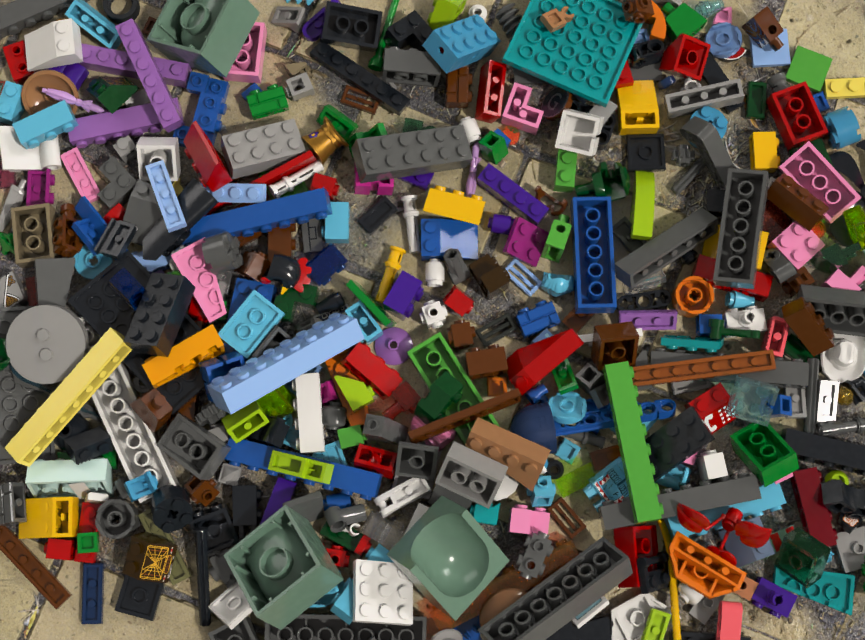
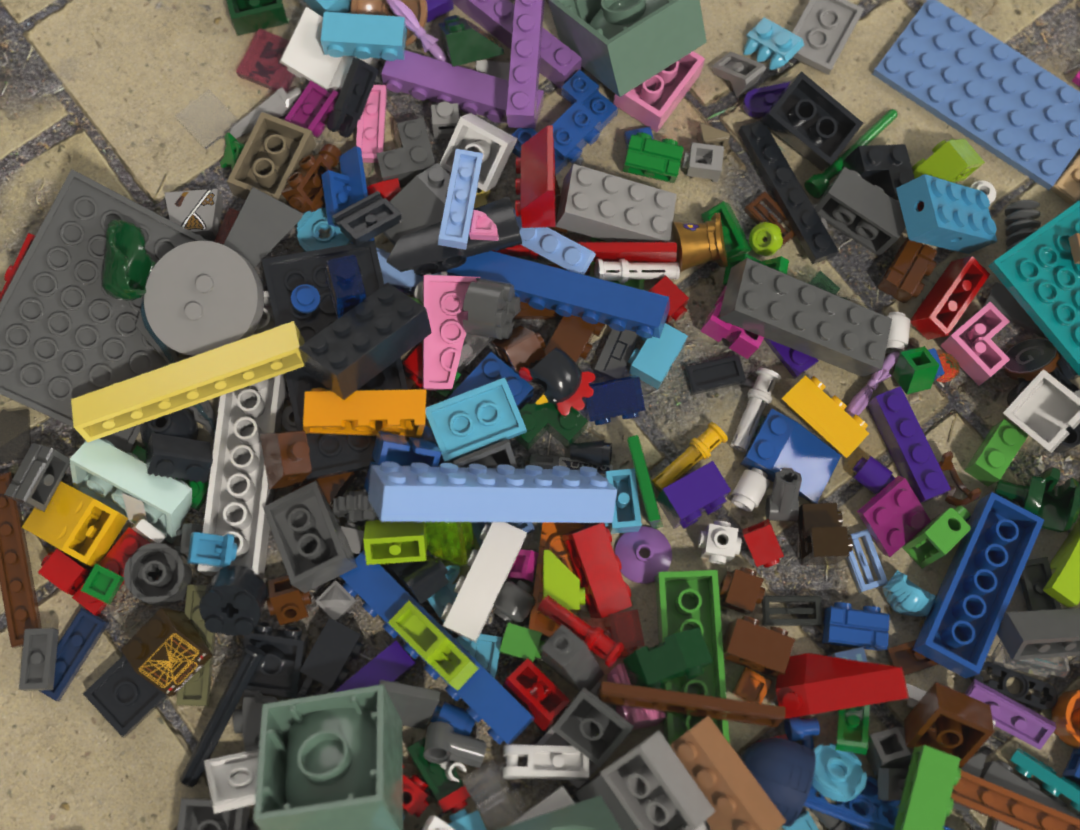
camera: 25 degrees right, 5 degrees down
(61, 167) = (352, 98): none -> black hinge
(77, 606) = (38, 659): none -> dark grey plate
(108, 309) = (305, 298): none -> blue plate
(189, 206) = (482, 227): none -> bright pink tile
(368, 113) = (773, 242): none -> lime plate
(390, 410) = (592, 637): none -> red pin

